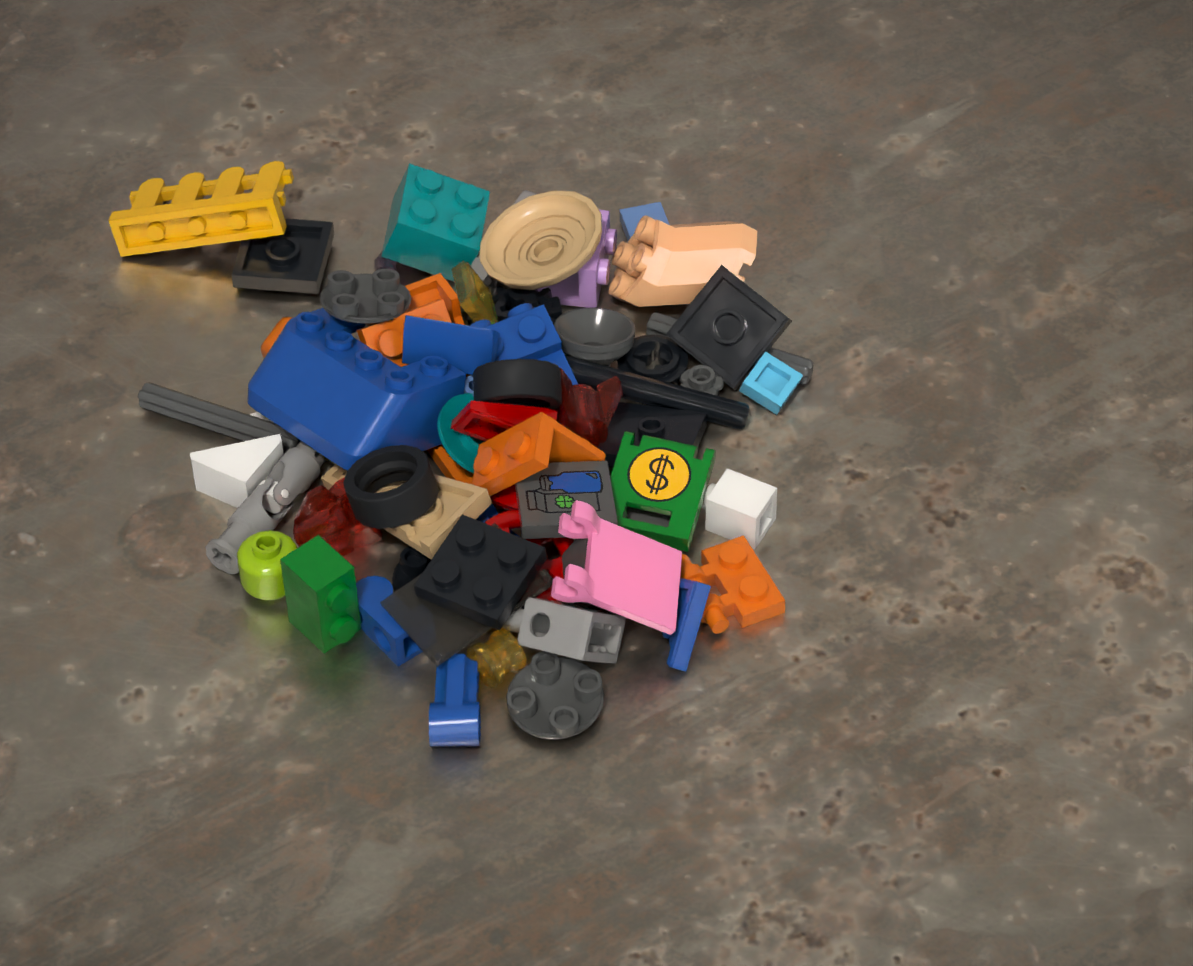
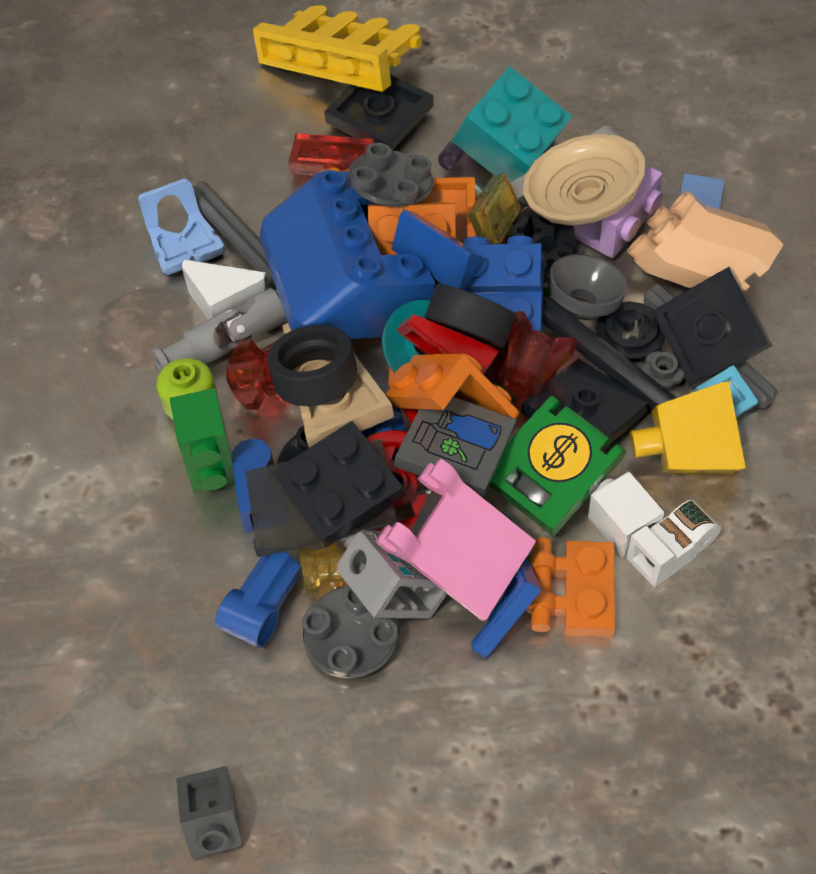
camera: 30 degrees right, 10 degrees up
(172, 440) = (194, 243): none -> light blue piece
(259, 313) = (319, 152): none -> clear red plate
(524, 878) = (208, 812): none -> dark grey bracket
(765, 419) = (694, 434): none -> yellow torso
(795, 512) = (672, 542): none -> white leg

